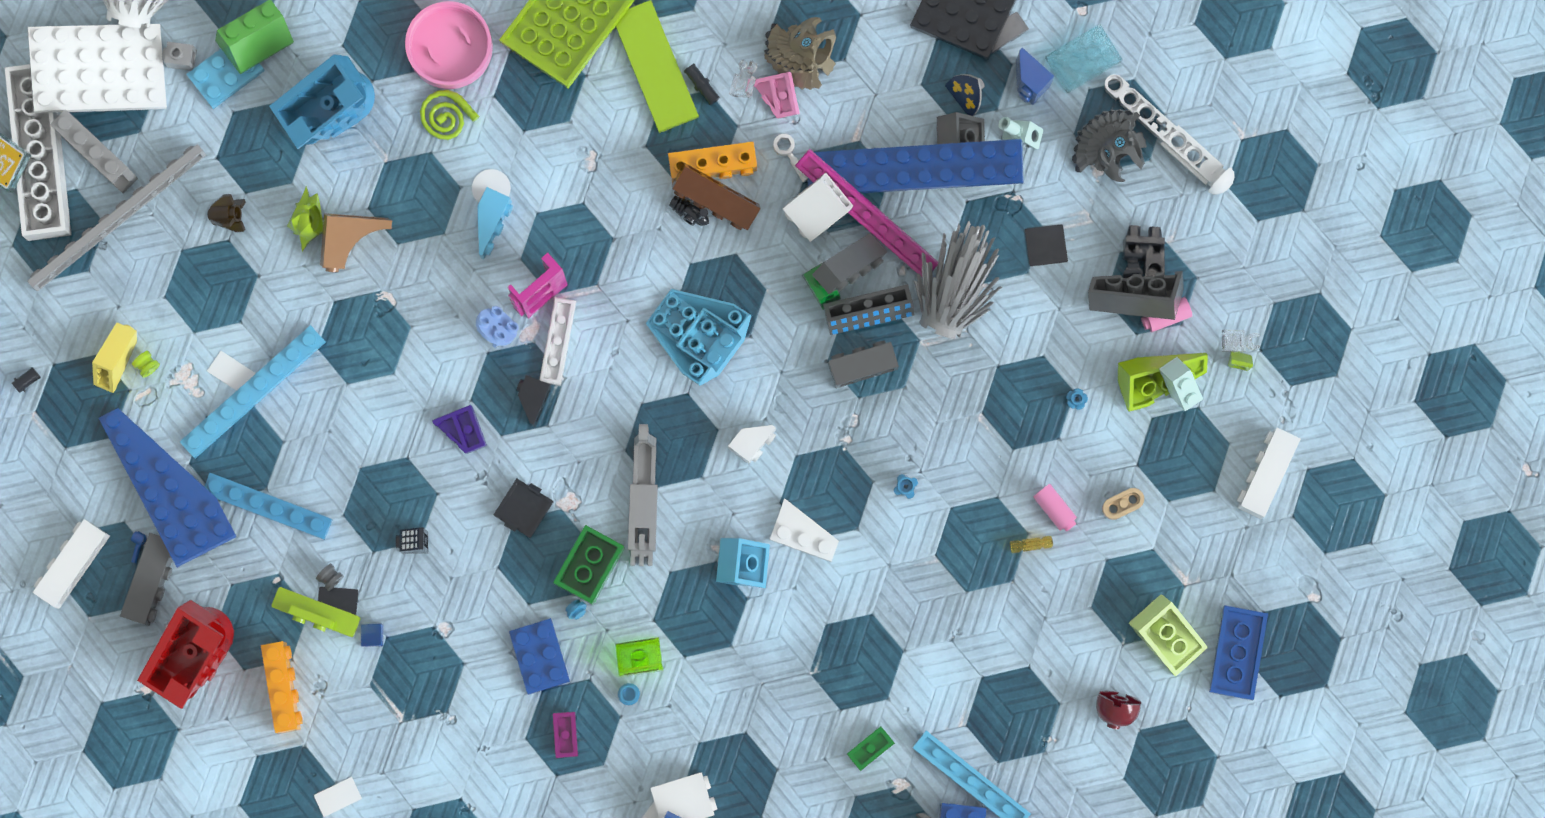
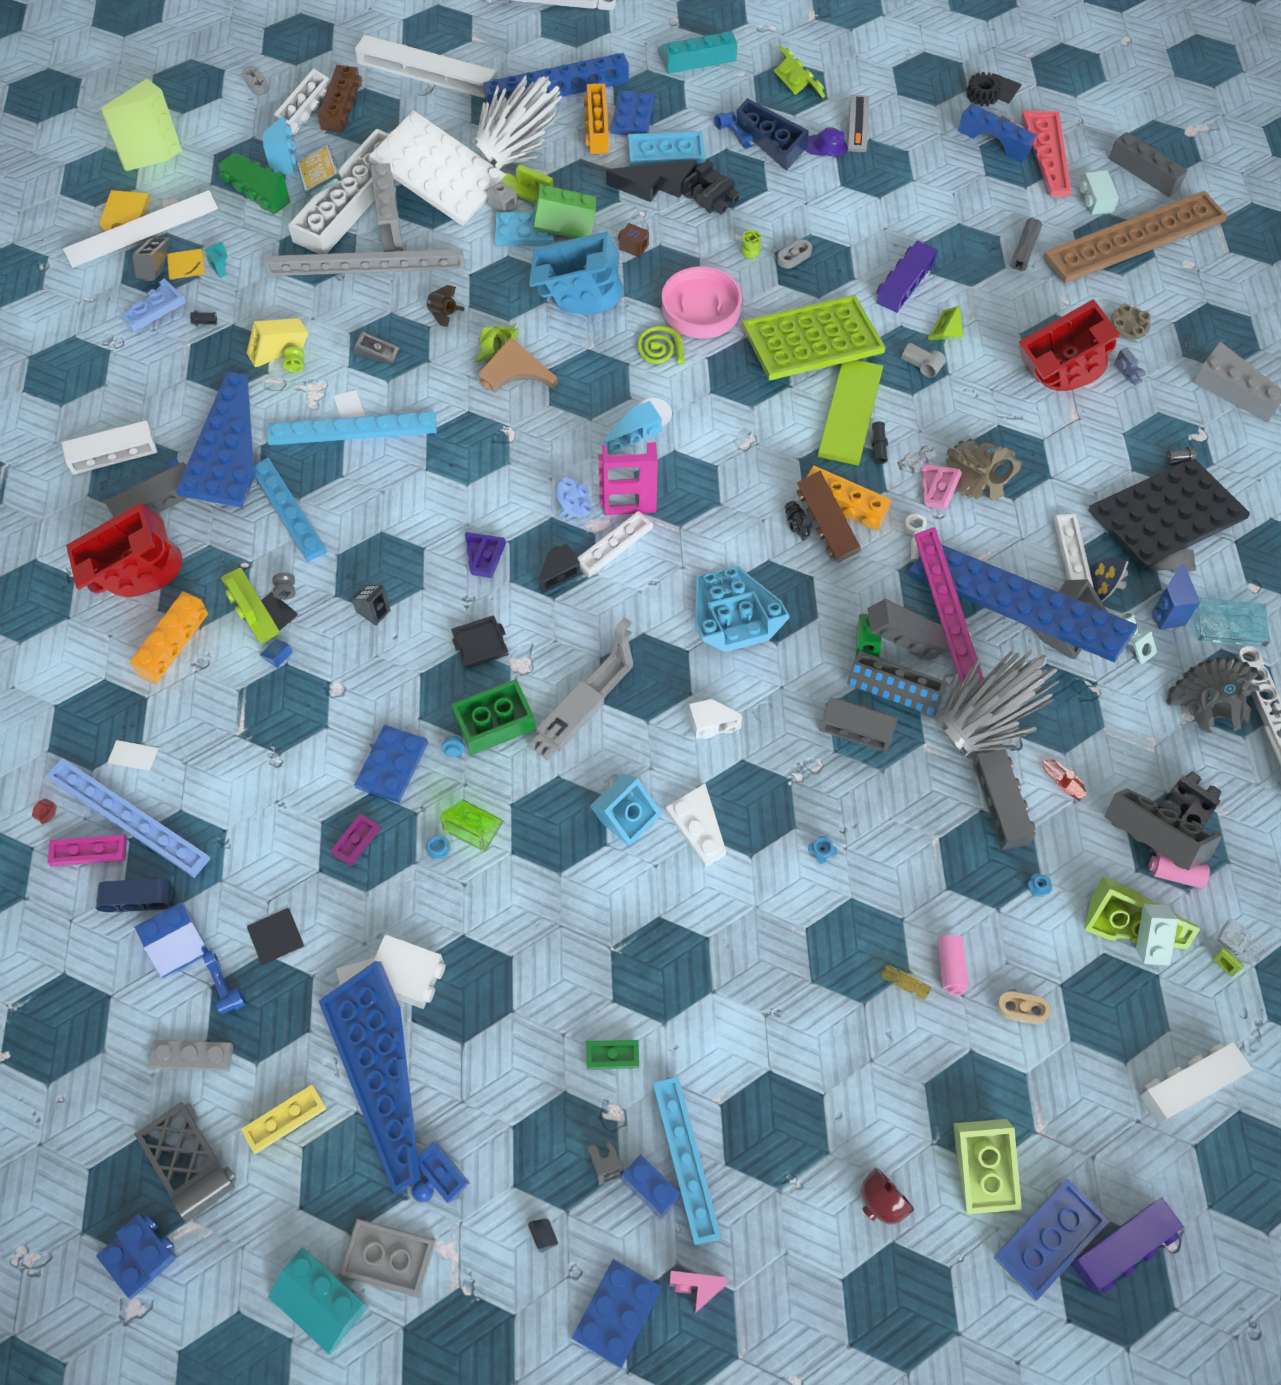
camera: 40 degrees right, 20 degrees down
(194, 24) = (526, 182): none -> lime bracket
(204, 299) = (375, 349): none -> flat silver slope
(336, 17) = (633, 240): none -> reddish brown brick
(817, 207) = (910, 576): white brick -> none
(923, 80) = (1071, 547): none -> white tile
(1009, 349) = (1004, 799): none -> dark grey brick
(1044, 297) = (1067, 781): none -> clear red piece
(1046, 245) = (1097, 743): black sticker -> none
(1288, 621) = (1128, 1245): none -> dark purple brick

